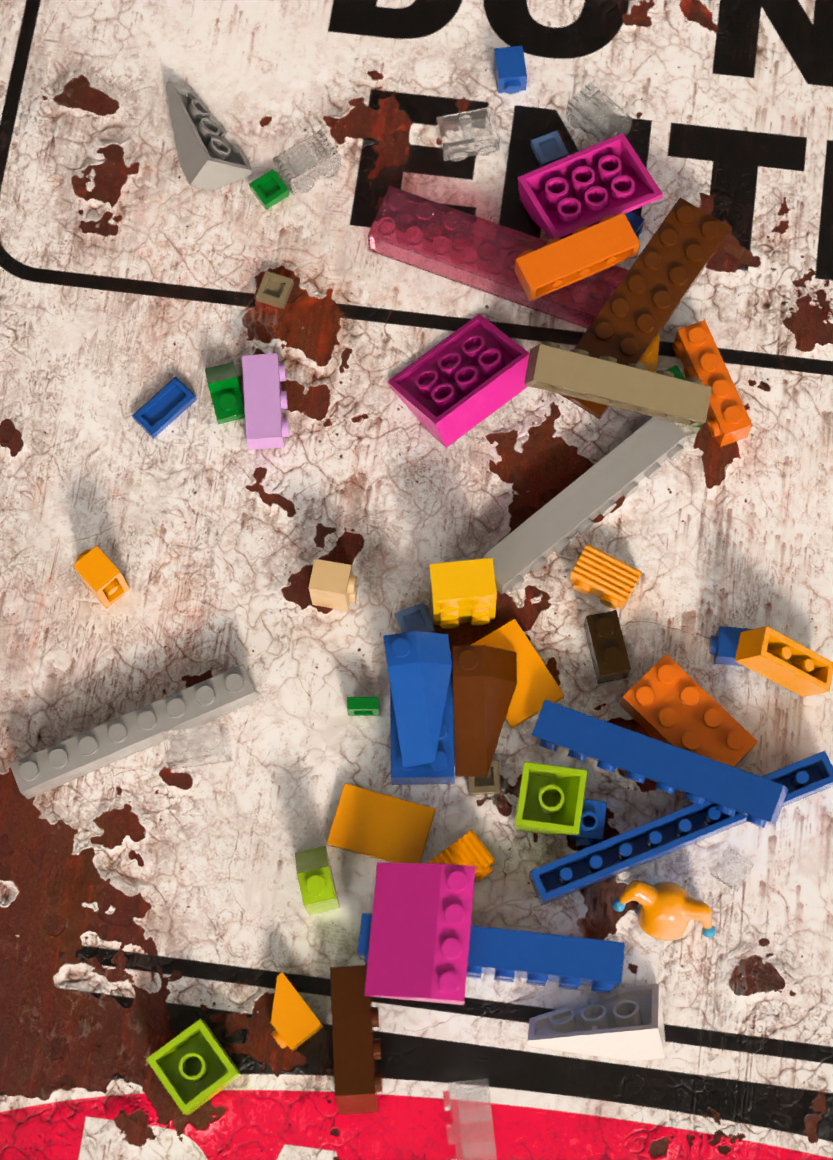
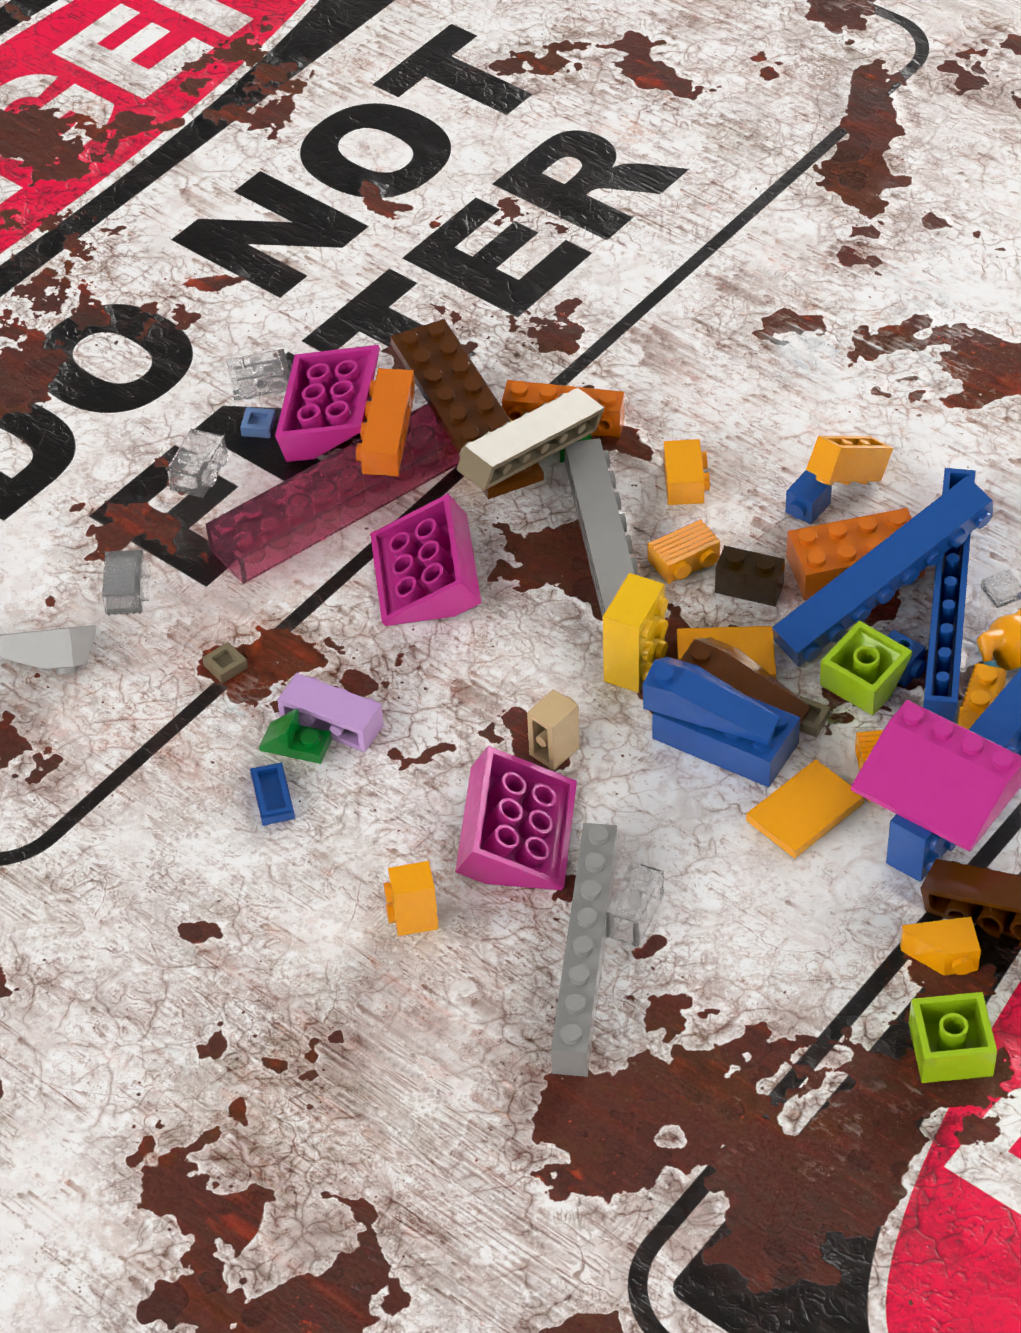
camera: 60 degrees left, 25 degrees down
(231, 610) = (516, 823): none -> dark pink slope
(269, 189) = (122, 624): green tile -> none
(316, 880) = (831, 861): lime slope -> none
(363, 706) = (683, 766): green tile -> none
(414, 619) = (627, 702): medium blue tile -> none
(510, 69) = (162, 410): blue brick -> none
(576, 917) = (982, 689): none -> light orange brick
(701, 525) = (684, 472): none -> light orange brick

